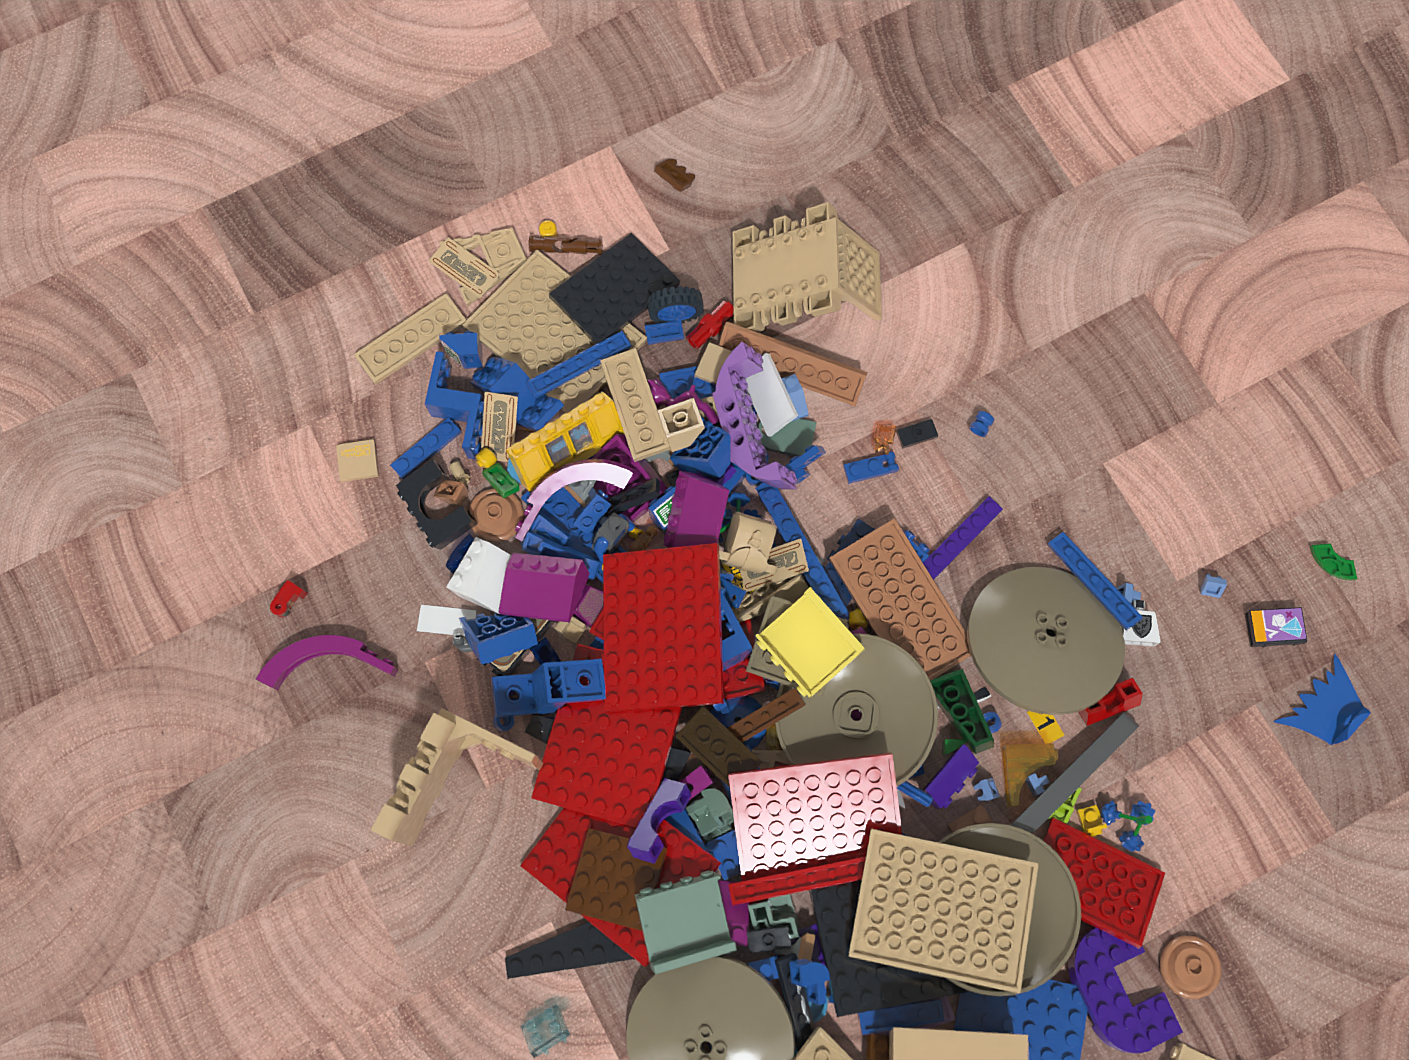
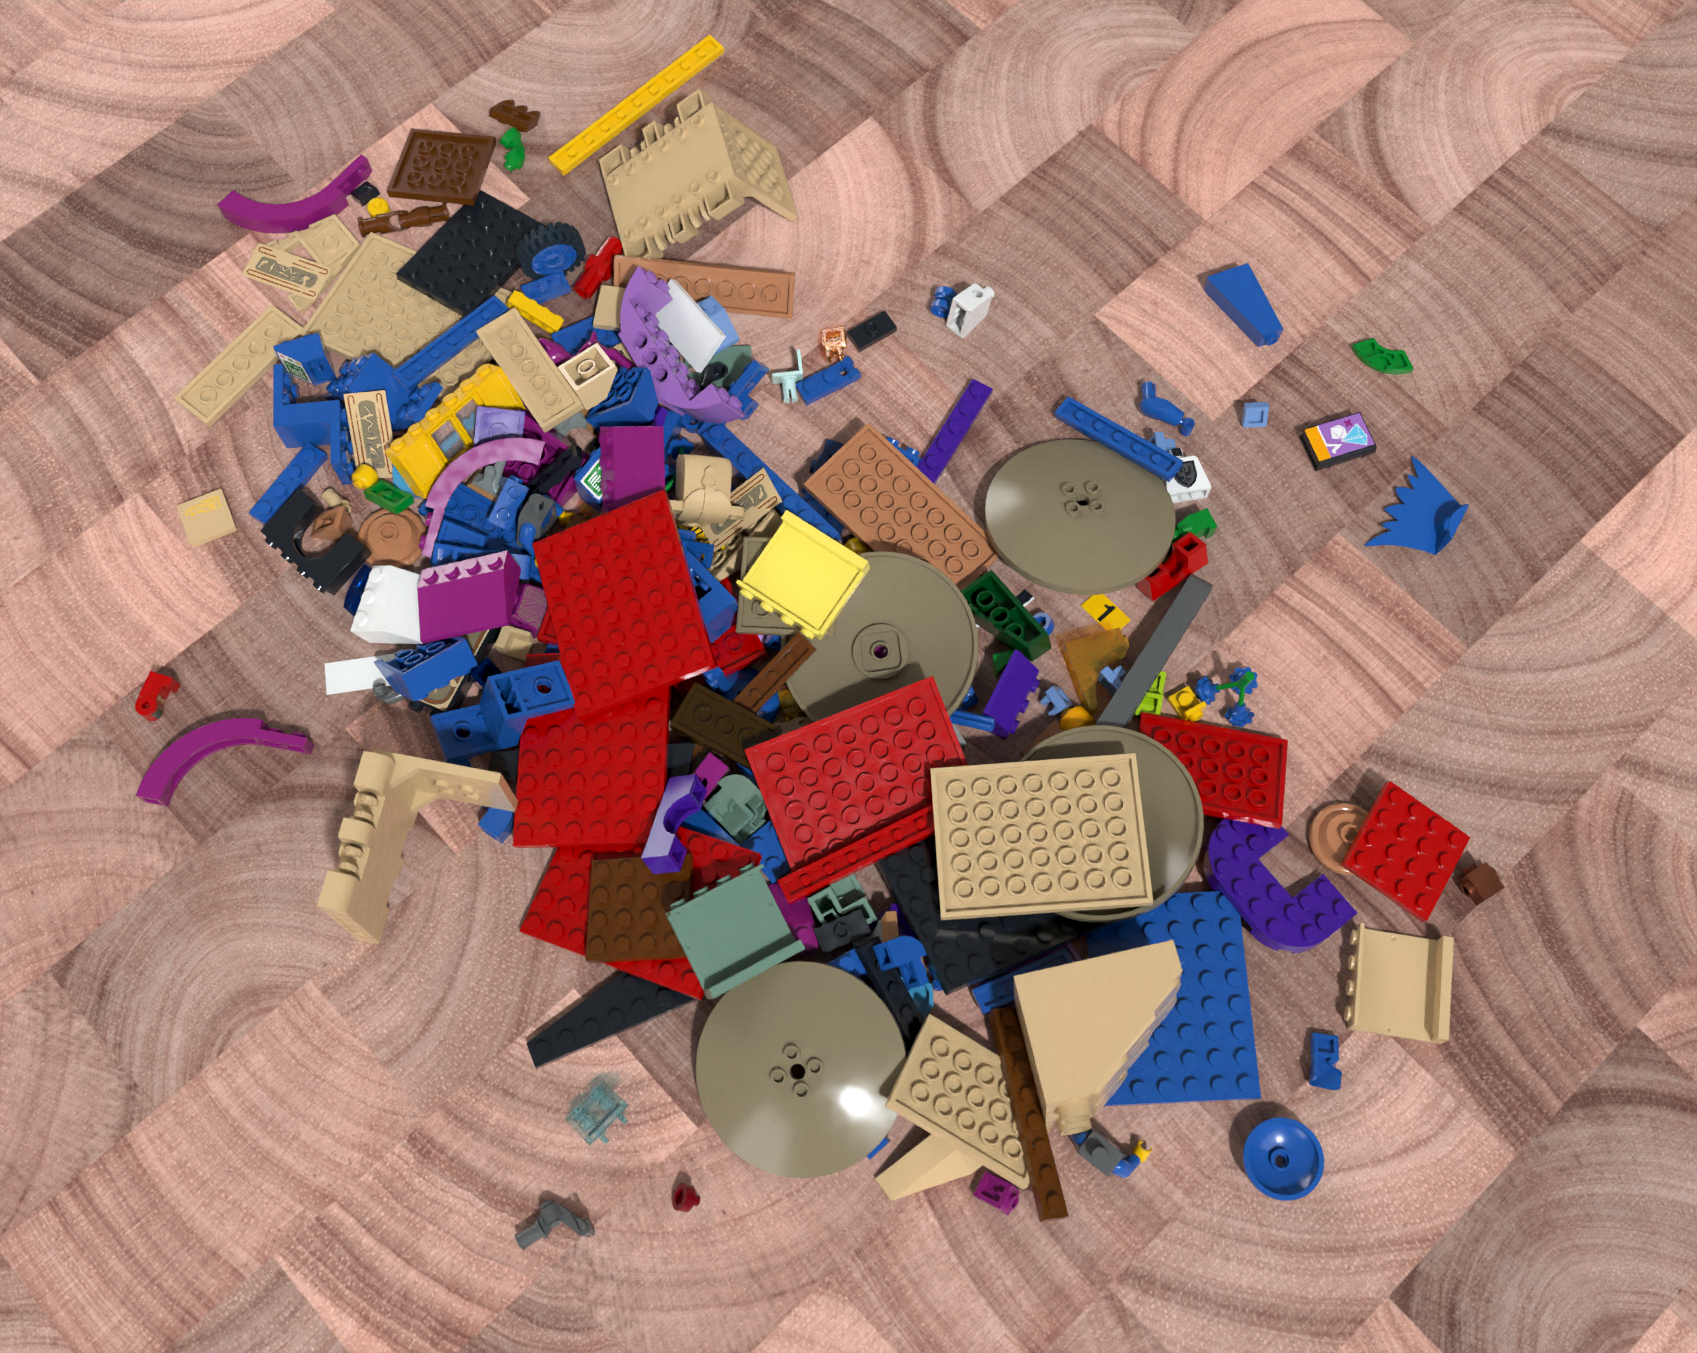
camera: 15 degrees left, 5 degrees down
(488, 220) = (299, 214): none -> magenta arch
(523, 773) = (497, 823): none -> blue brick
(540, 214) = (364, 193): none -> black tile
(599, 446) = (497, 424): none -> plate
(606, 207) = (442, 166): none -> reddish brown plate
(650, 352) = (535, 313): none -> yellow piece
(667, 211) = (516, 156): none -> green arm
(774, 188) = (636, 105): none -> yellow plate
(779, 440) = (713, 374): none -> black arm
(839, 461) = (789, 380): none -> light aqua bracket
(998, 812) = (1075, 717): none -> light orange head
(1001, 436) = (969, 309): none -> white torso
(1138, 563) = (1163, 409): none -> blue arm
(1138, 670) = (1198, 523): none -> green piece
(1231, 487) = (1245, 303): none -> blue slope
(1236, 993) = (1405, 851): none -> red plate
(1290, 1035) = (1480, 882): none -> copper brick

